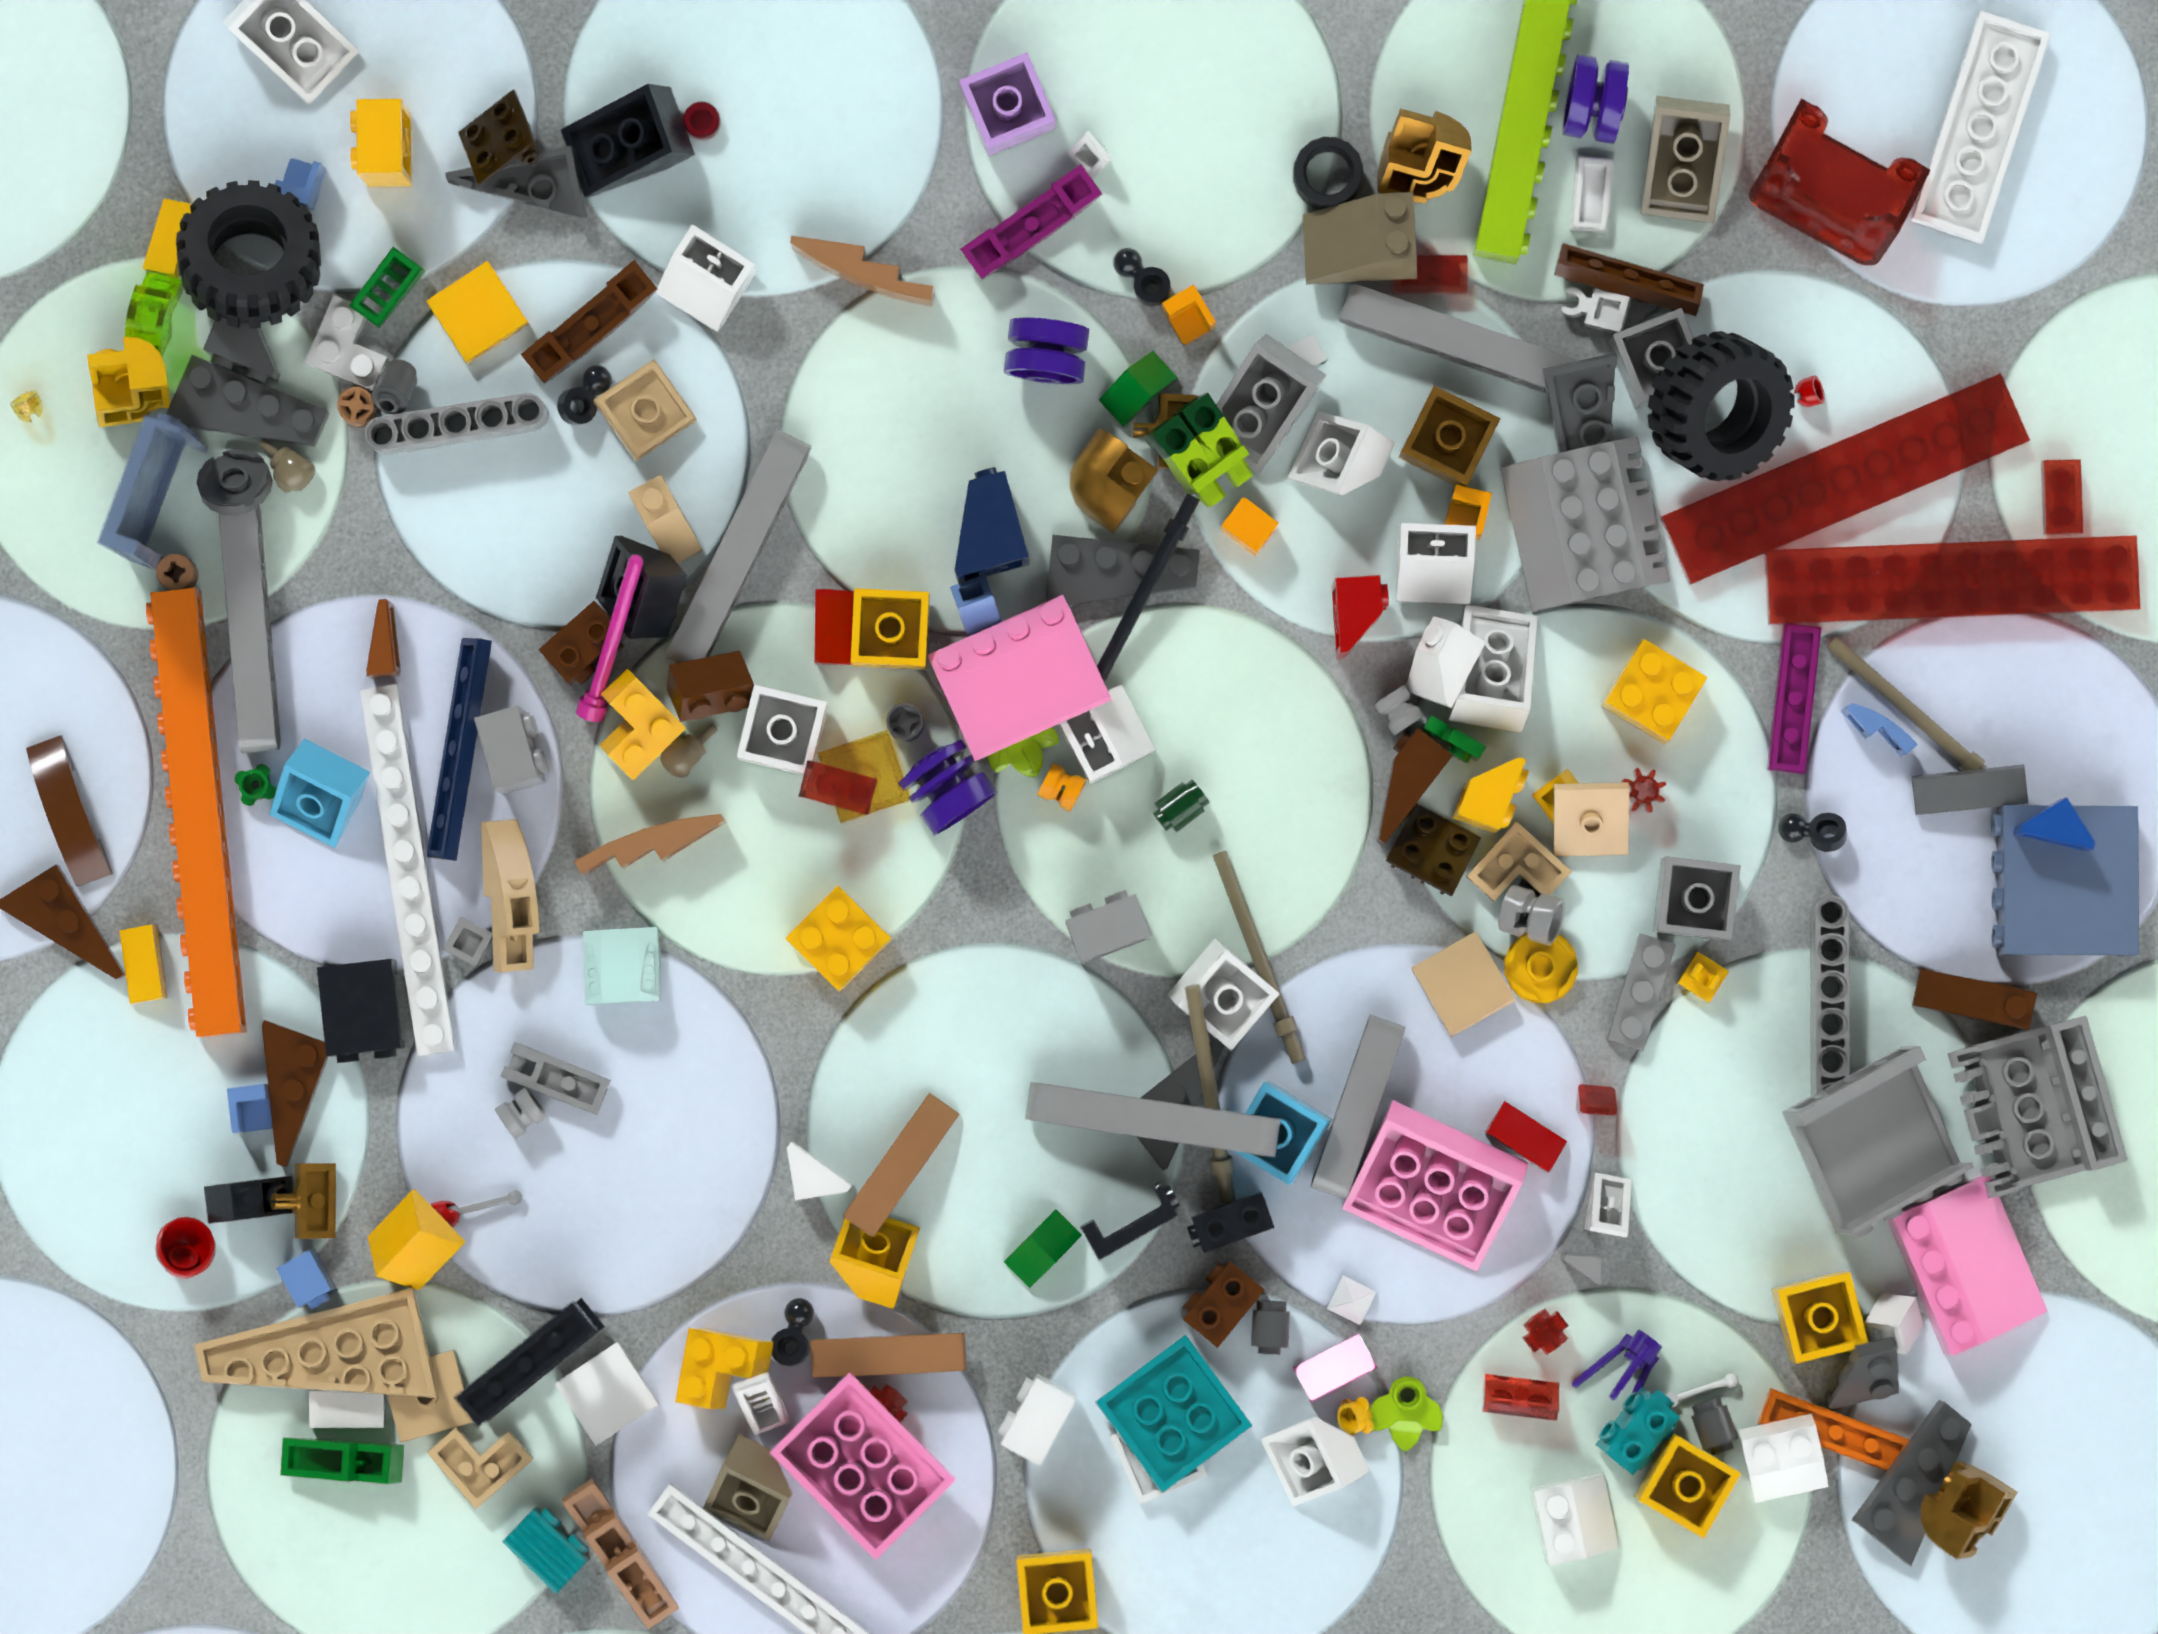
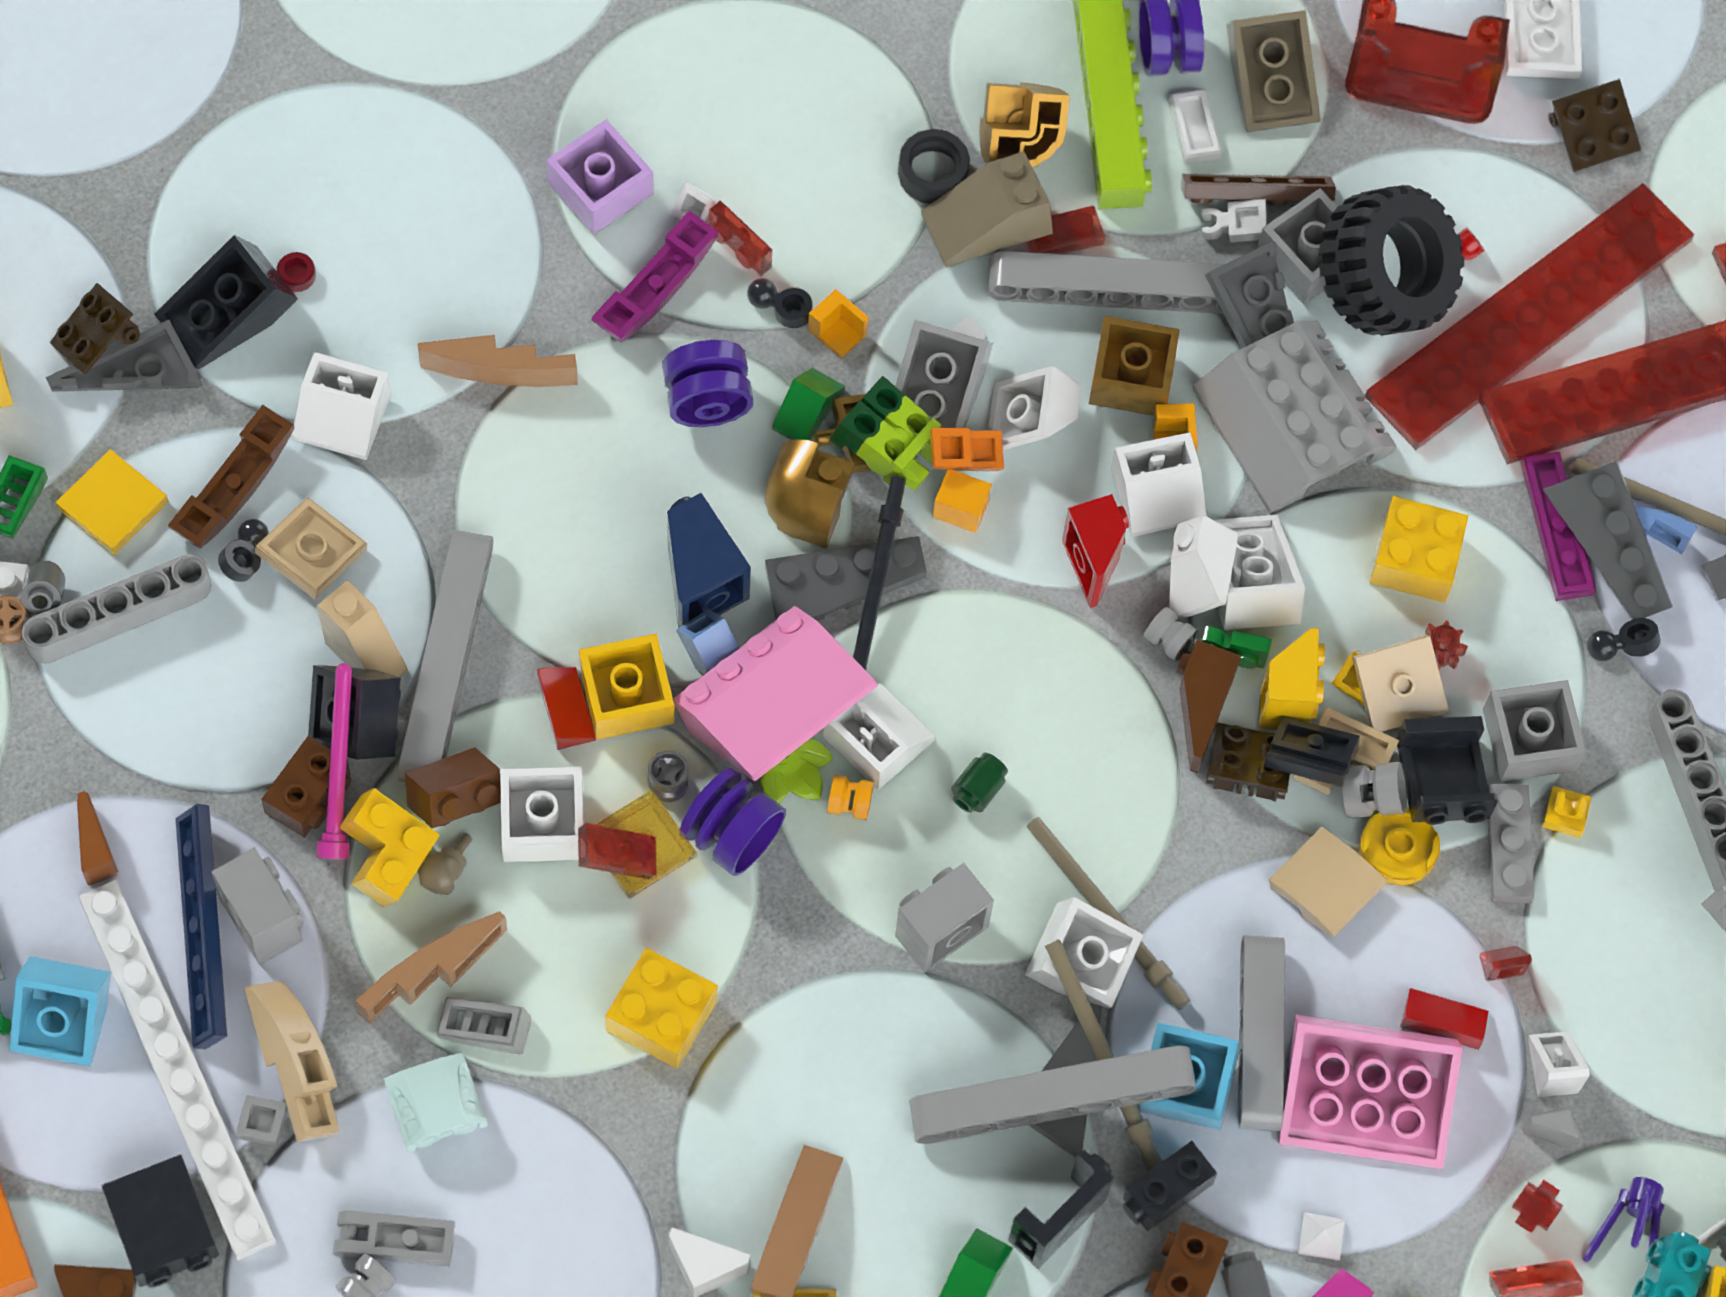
camera: 20 degrees left, 20 degrees down
(709, 921) = (517, 1031): none -> light grey slope
(1113, 188) = (747, 245): none -> clear red plate
(1266, 482) = (967, 449): none -> orange slope
(1486, 866) = (1312, 751): none -> black plate
(1603, 913) = (1445, 770): none -> black panel
(1835, 724) = (1610, 531): none -> dark grey wing
(1977, 300) = (1595, 125): none -> dark brown hinge

